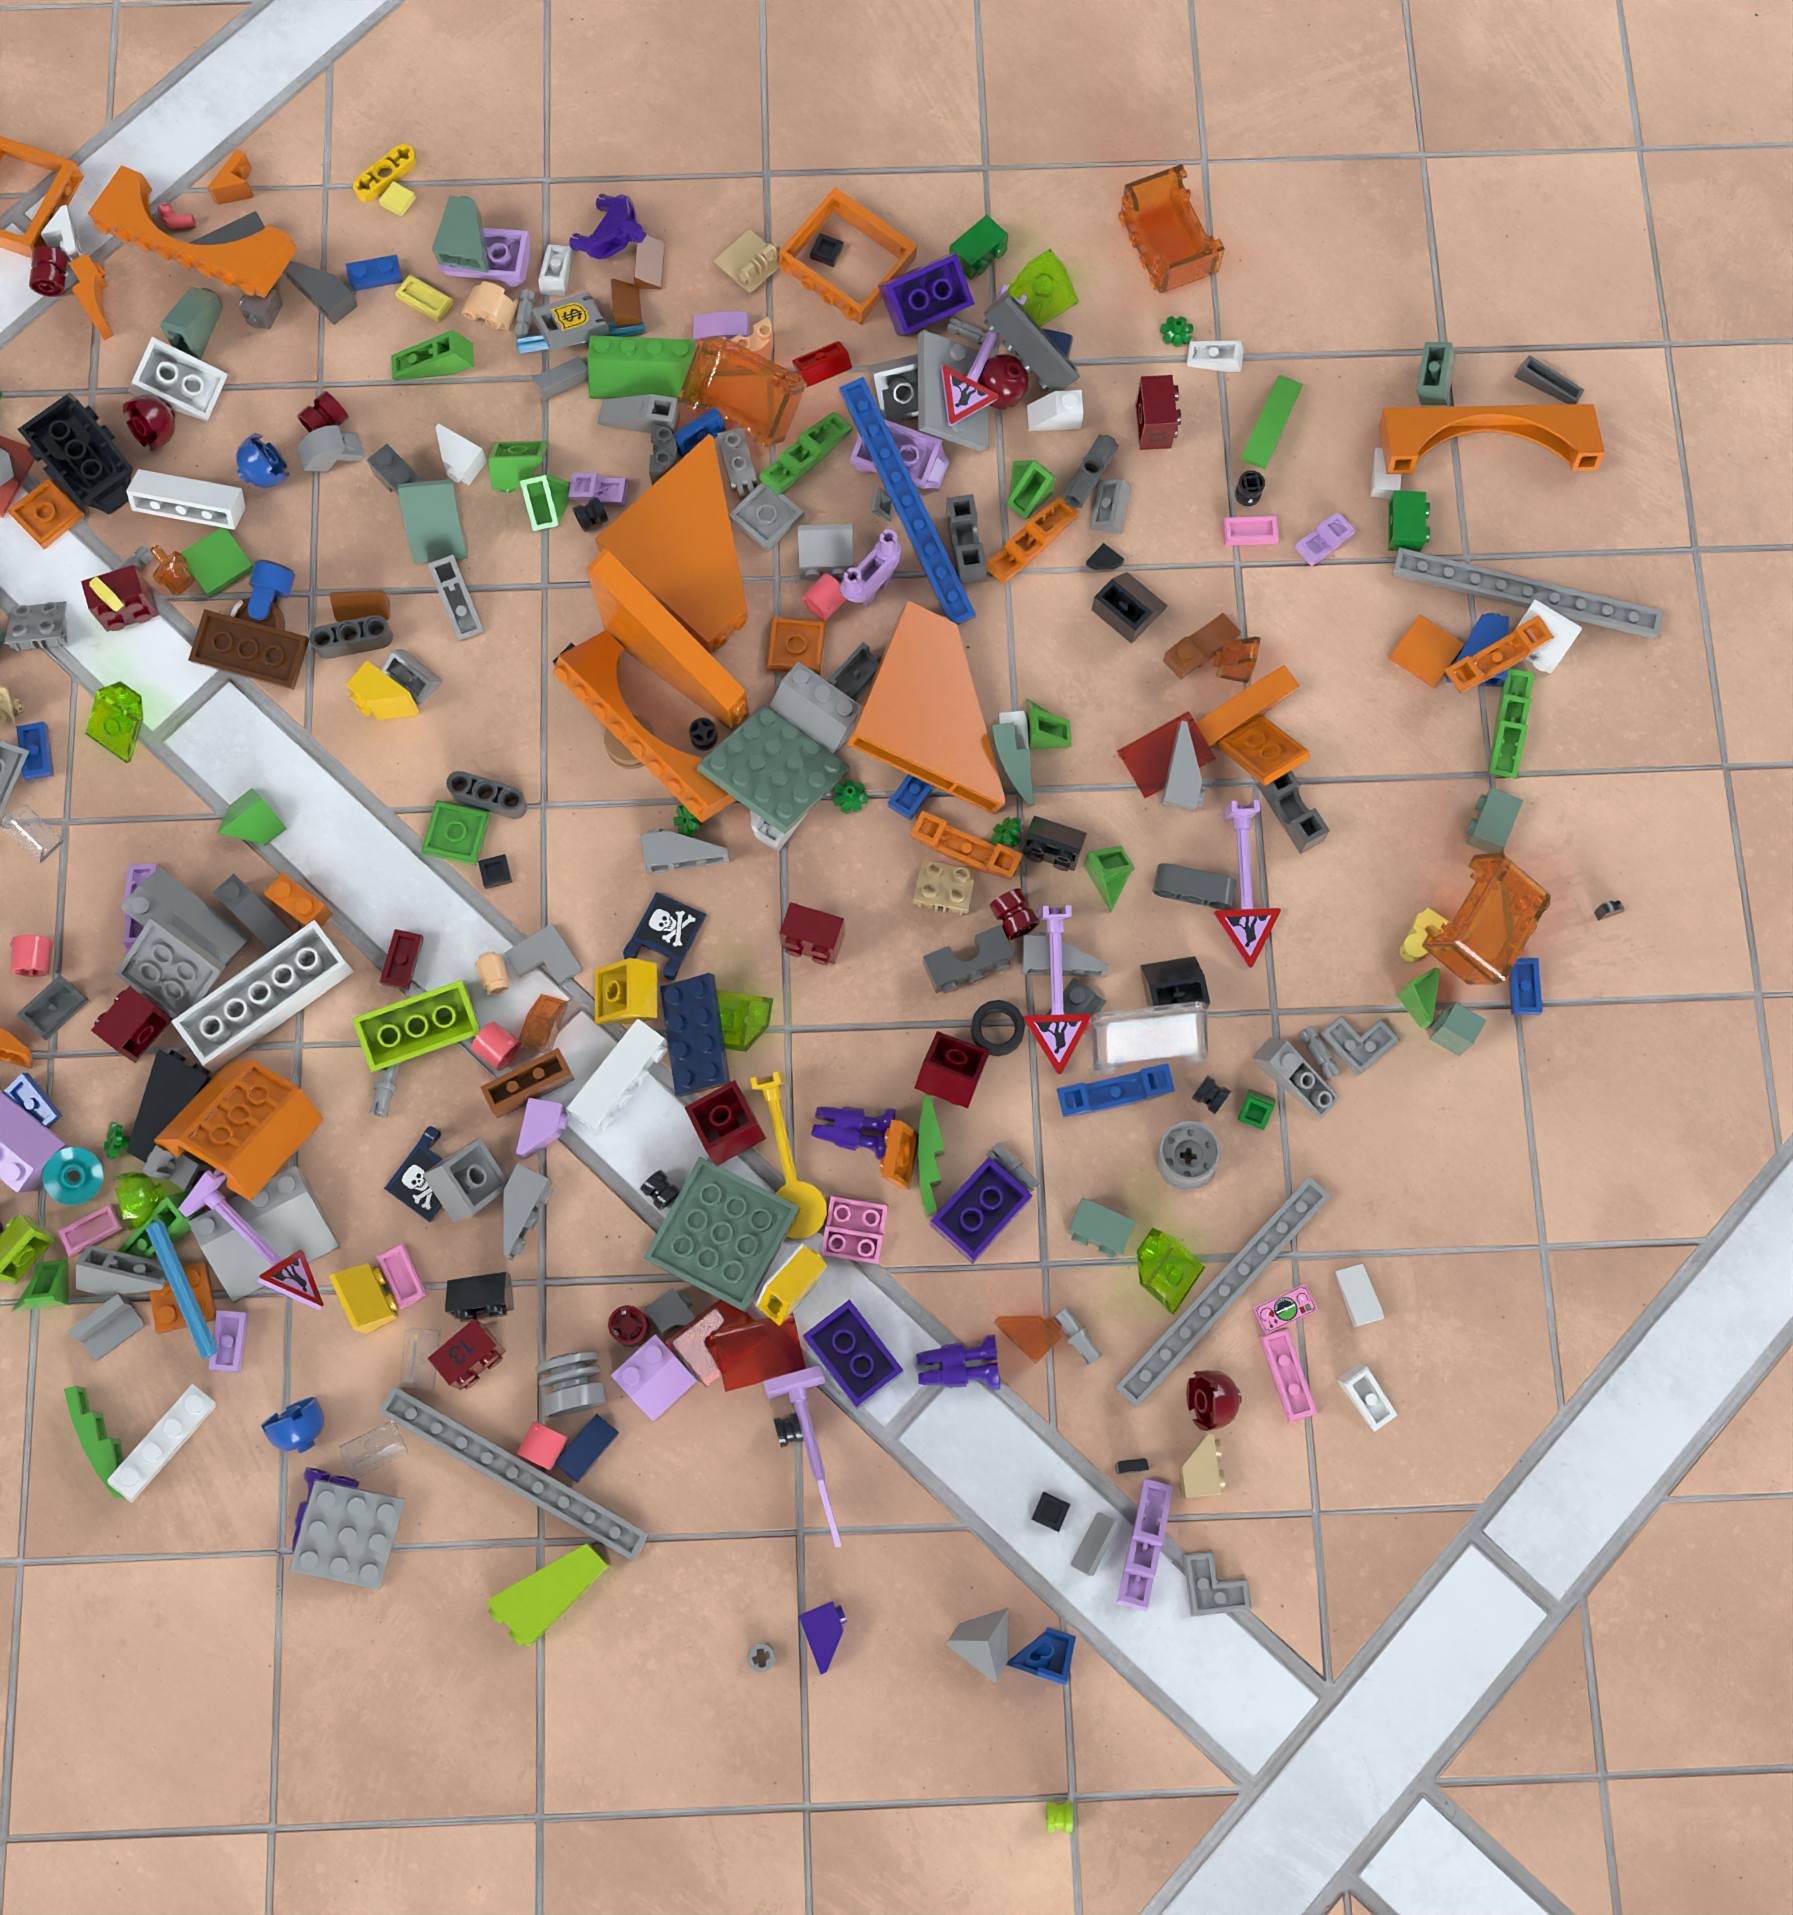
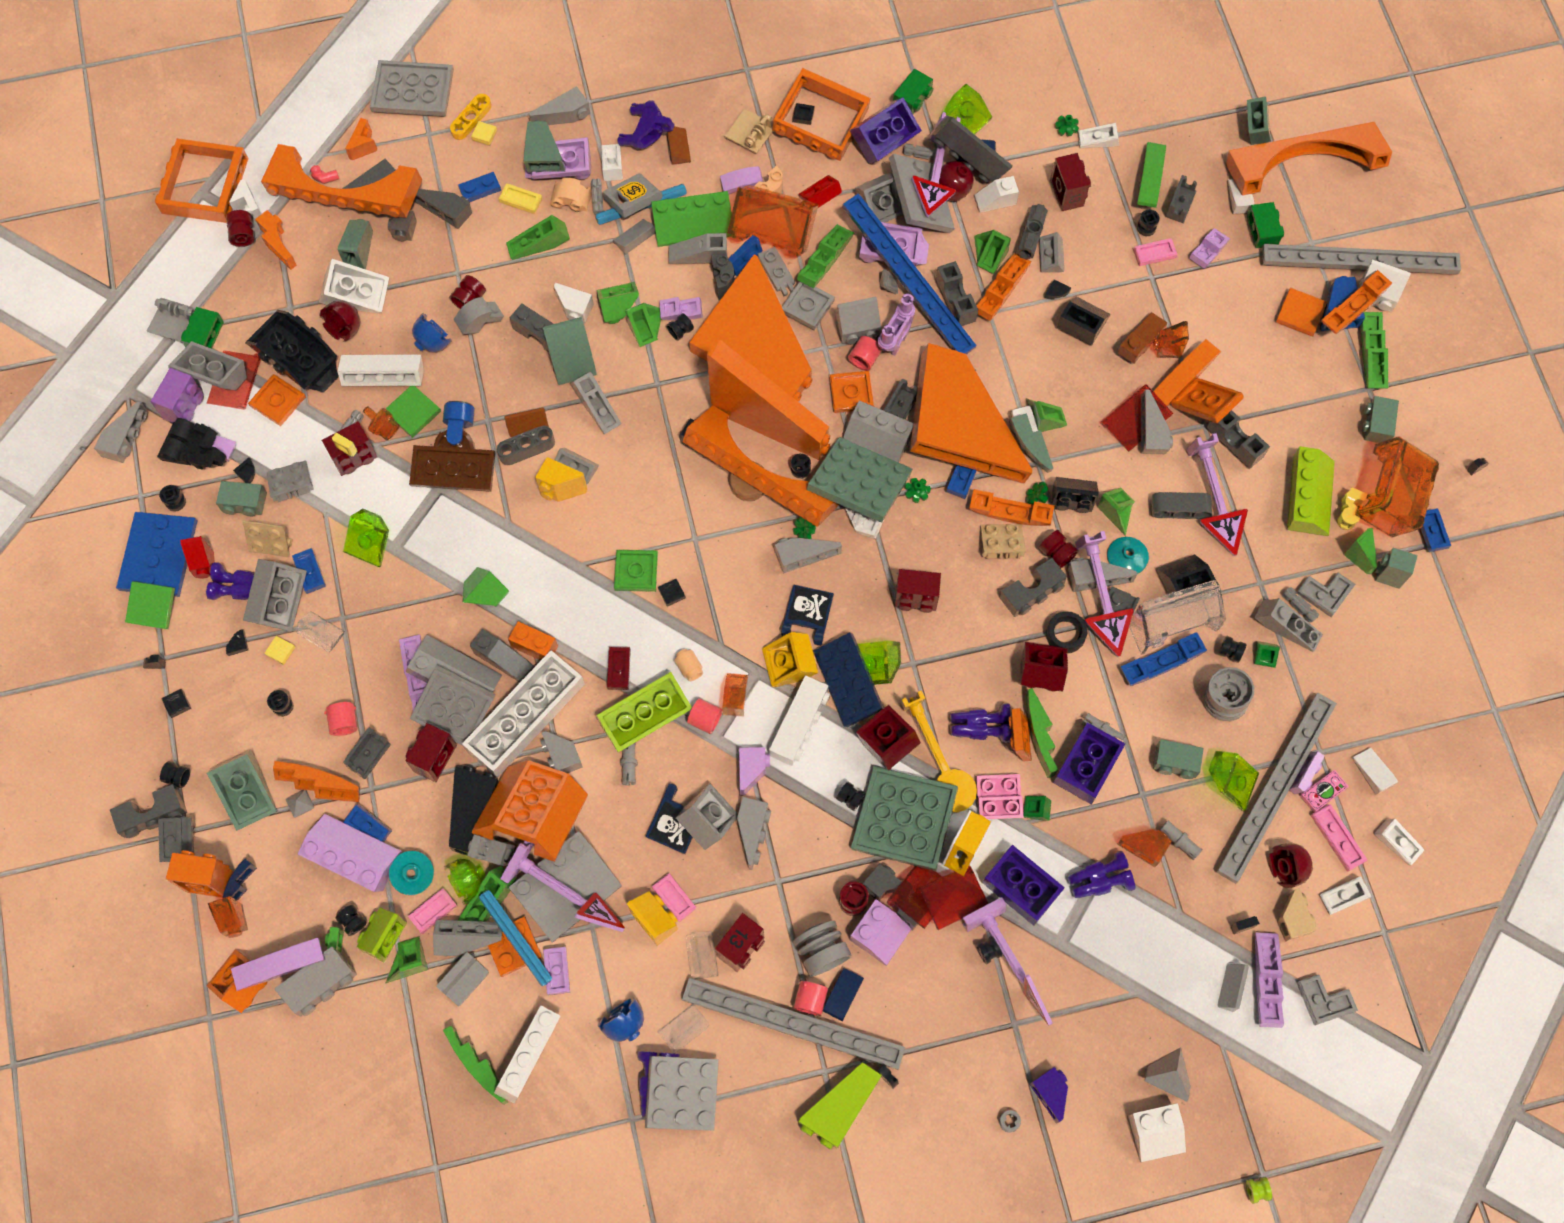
camera: 10 degrees left, 5 degrees down
(115, 1140) = (436, 840): green plant -> none
(301, 1059) = (562, 753): none -> light grey slope
(316, 119) = (411, 88): none -> light grey plate
(477, 786) = (645, 532): dark grey beam -> none
(479, 1295) = (737, 899): black slope -> none
(506, 186) = (563, 109): none -> light grey slope
(526, 1082) = (735, 736): dark orange brick -> none
(546, 948) = (720, 640): light grey tile -> none
(618, 1567) = (888, 1077): none -> black tile
(626, 303) = (669, 175): dark orange slope -> none
(901, 1254) = (1037, 808): none -> green slope
(948, 1714) = (1158, 1132): none -> white slope
(1047, 1656) = (1219, 1076): blue slope -> none
(1050, 1511) = (1194, 970): black tile -> none
(1112, 952) = (1117, 554): none -> teal dish
(1168, 231) = (1045, 58): clear orange windscreen -> none
(1273, 1274) = (1309, 769): none -> lavender plate
(1276, 1454) = (1345, 895): none -> white slope
(1304, 465) = (1181, 200): none -> dark grey hinge
(1374, 902) = (1311, 492): none -> lime slope
(1549, 381) = (1336, 112): dark grey piece -> none

